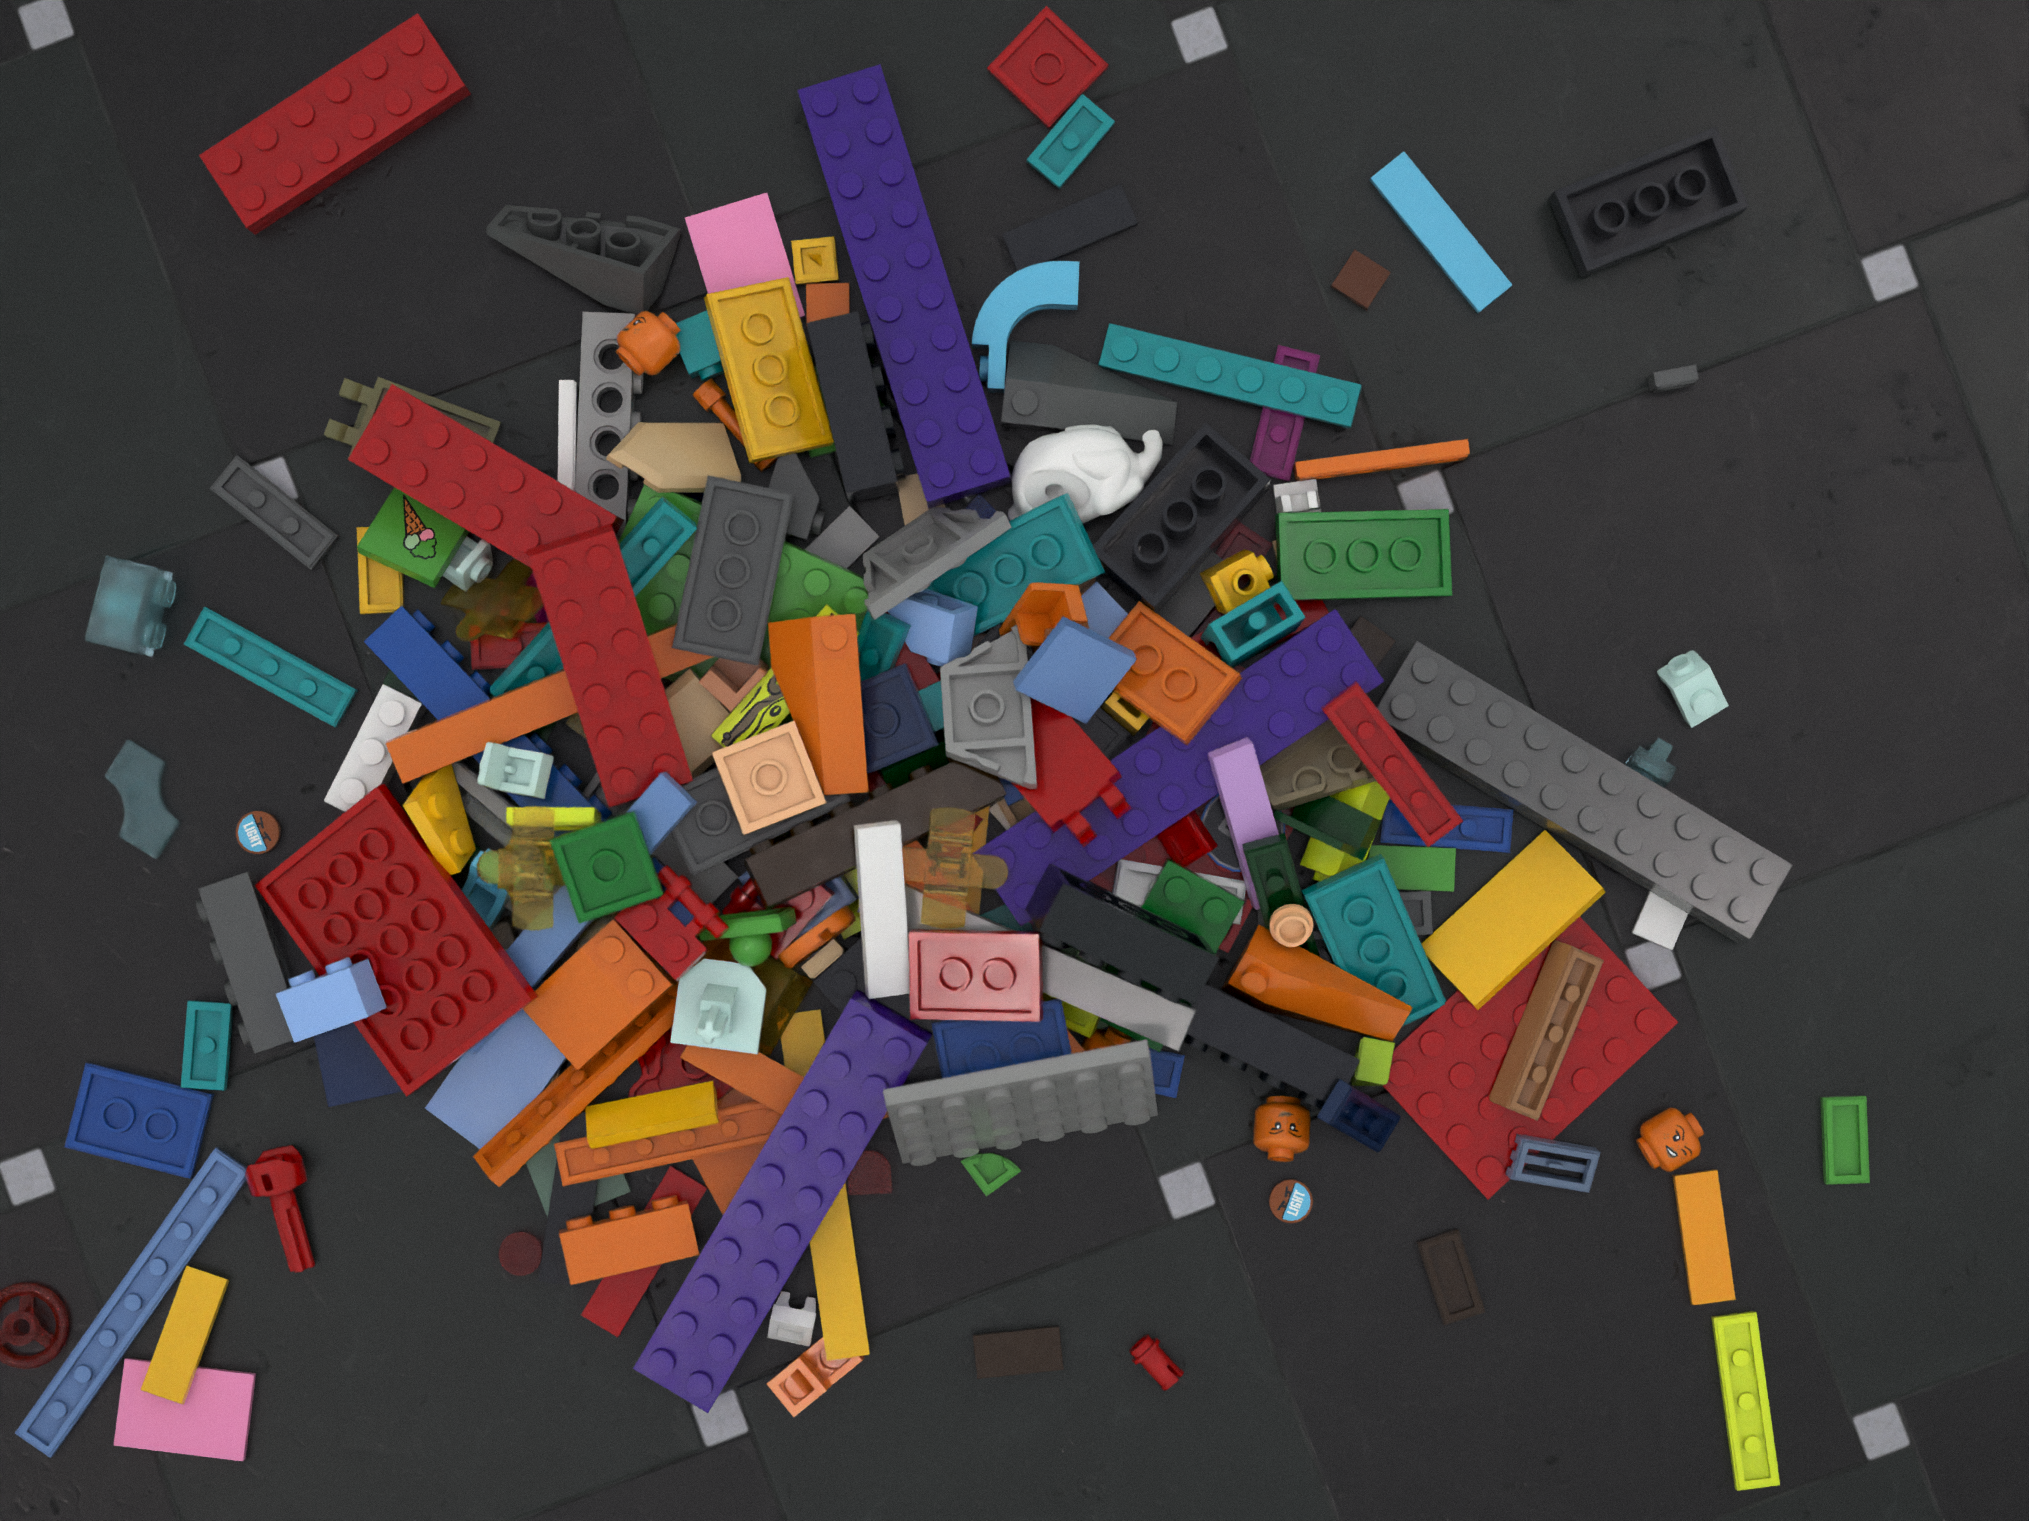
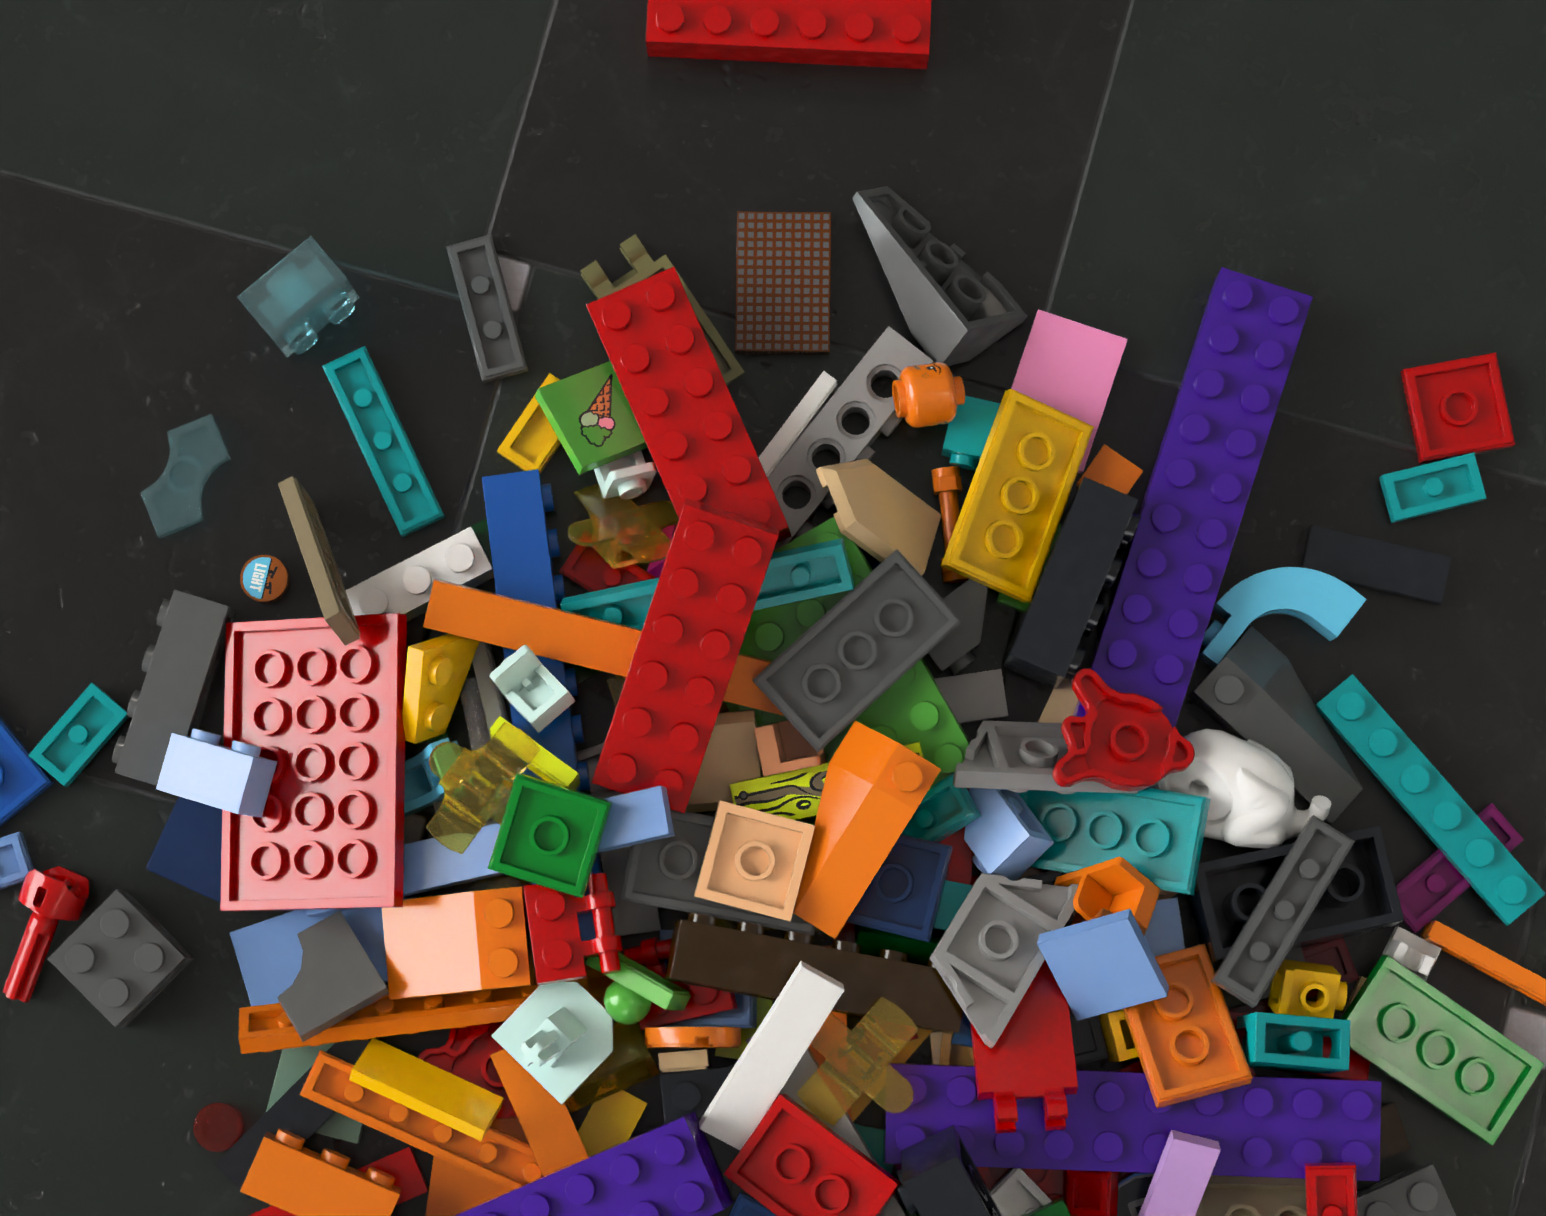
camera: 40 degrees right, 5 degrees down
(290, 789) = (319, 561): none -> dark tan tile
(359, 1184) = (120, 958): none -> dark grey brick
(481, 334) = (783, 283): none -> reddish brown tile
(525, 1086) = (332, 979): none -> dark grey tile
(815, 260) = (1127, 429): yellow tile -> none
(970, 498) = (1119, 740): none -> red tile
(1177, 536) = (1282, 911): none -> dark grey tile

